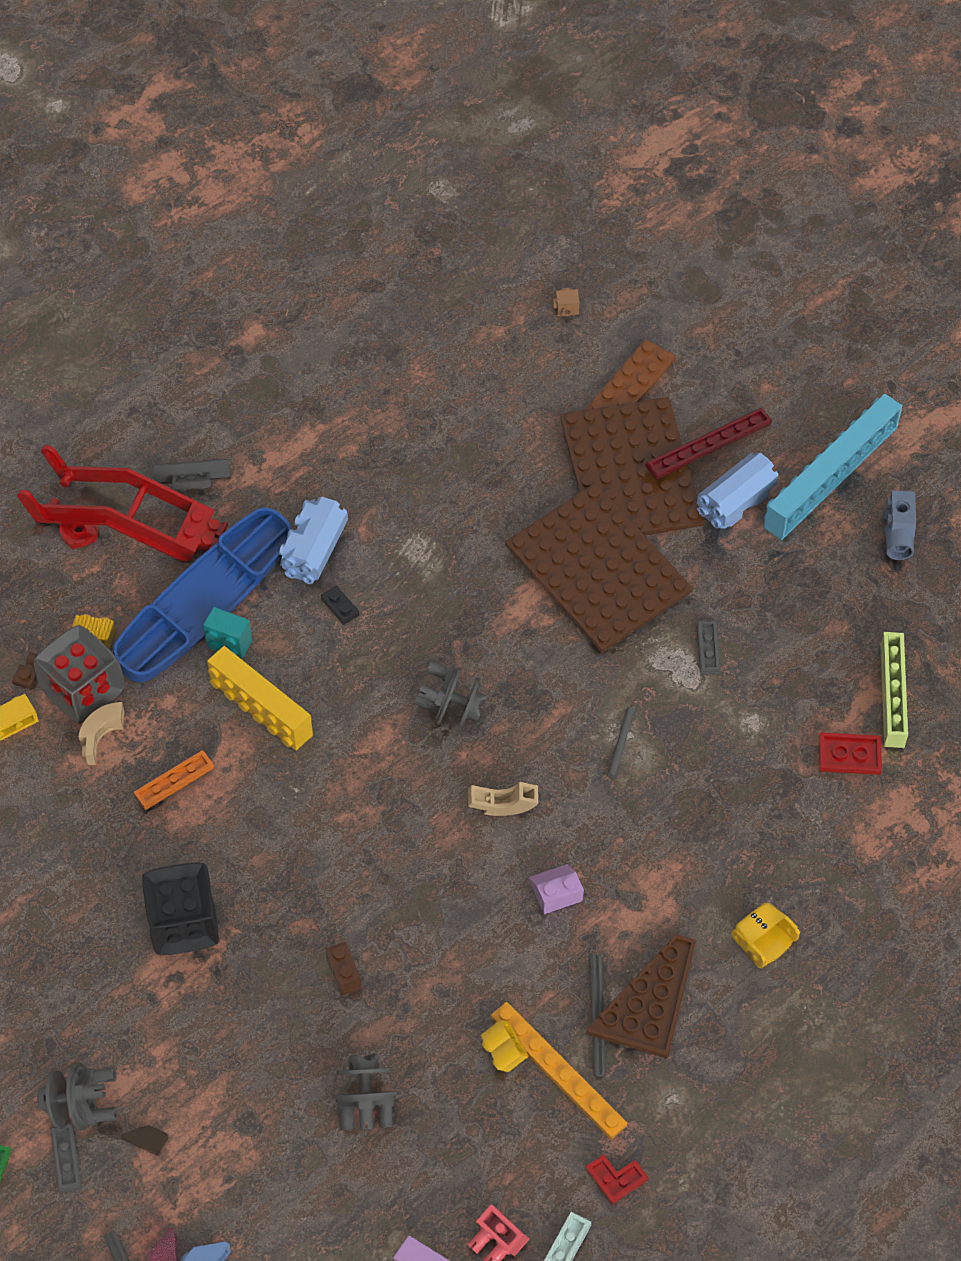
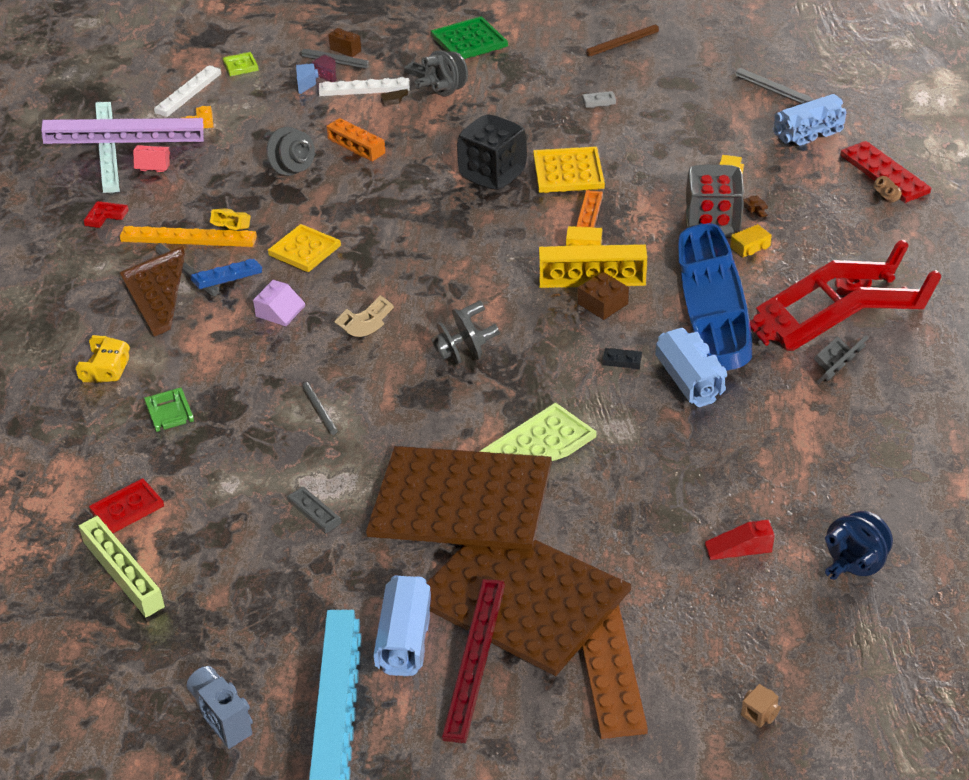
camera: 140 degrees right, 15 degrees down
(97, 725) = (670, 204): tan arch -> none
(118, 854) = (568, 169): none -> yellow plate
(156, 1190) = (363, 87): none -> white plate
(221, 746) = (583, 236): none -> yellow brick
(227, 630) = (664, 282): teal brick -> none
(264, 1083) = (356, 139): none -> orange brick
(284, 667) = (603, 295): none -> reddish brown brick
(343, 968) = (369, 197): reddish brown brick -> none
(398, 325) = (858, 544): none -> dark blue piece
(448, 398) = (744, 540): none -> red slope
(466, 949) = (304, 248): none -> yellow plate
(487, 576) = (548, 433): none -> yellowish green wing
(569, 967) = (226, 273): none -> blue plate
(745, 834) = (169, 414): none -> bright green container

